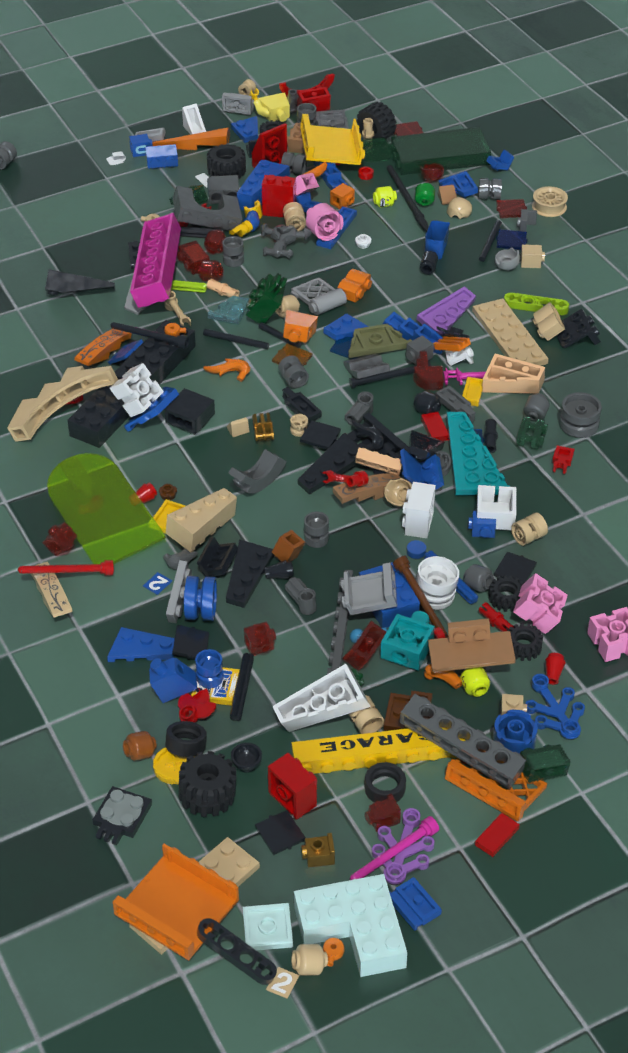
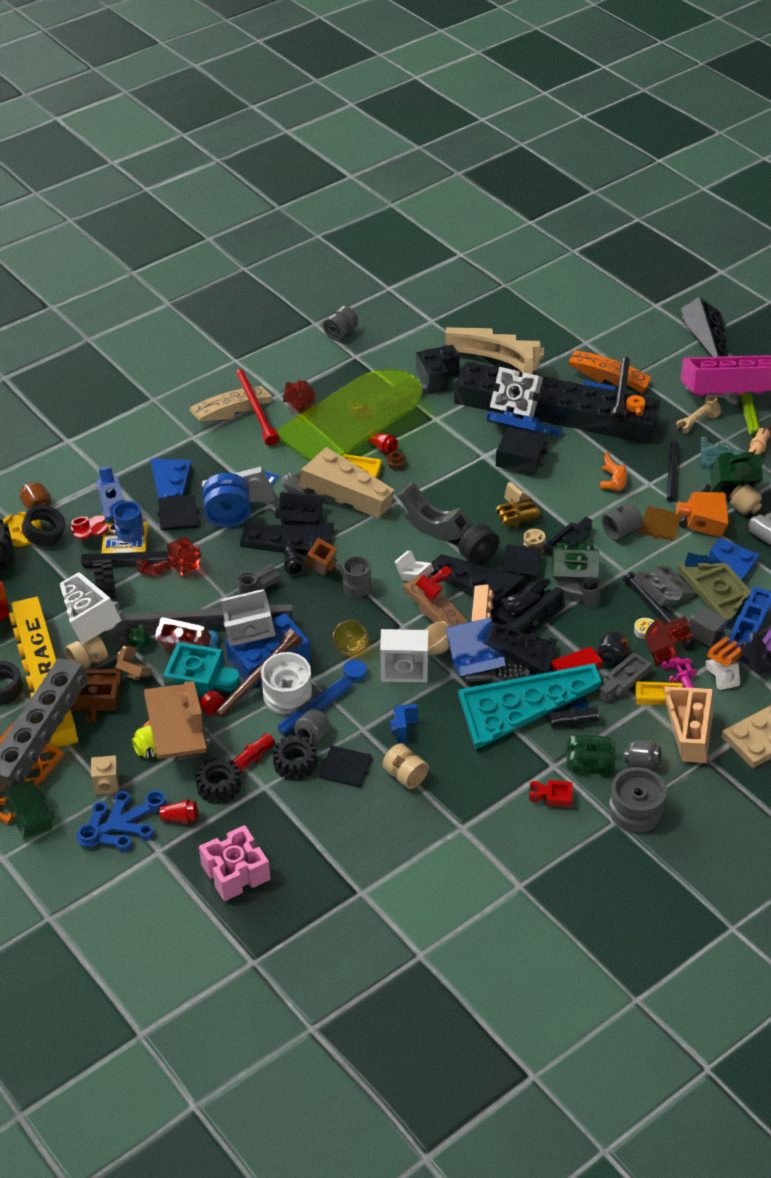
camera: 80 degrees right, 0 degrees up
(56, 447) = (436, 366): none -> black brick
(246, 756) = (23, 572): black piece -> none
(261, 668) = (152, 570): none -> clear red arm
(276, 690) = (104, 577): none -> black tyre
(301, 451) = (479, 544): none -> black tyre
(313, 496) = (410, 568): none -> white bracket
(341, 399) = (575, 561): none -> dark green brick
(385, 687) = (126, 663): none -> medium nougat bracket
(387, 542) = (350, 638): none -> clear yellow hair
(406, 385) = (641, 627): none -> tile
(503, 511) = (431, 727): white piece -> none
(515, 730) = (65, 779): blue brick -> none
(540, 603) = (258, 769): bright pink brick -> none

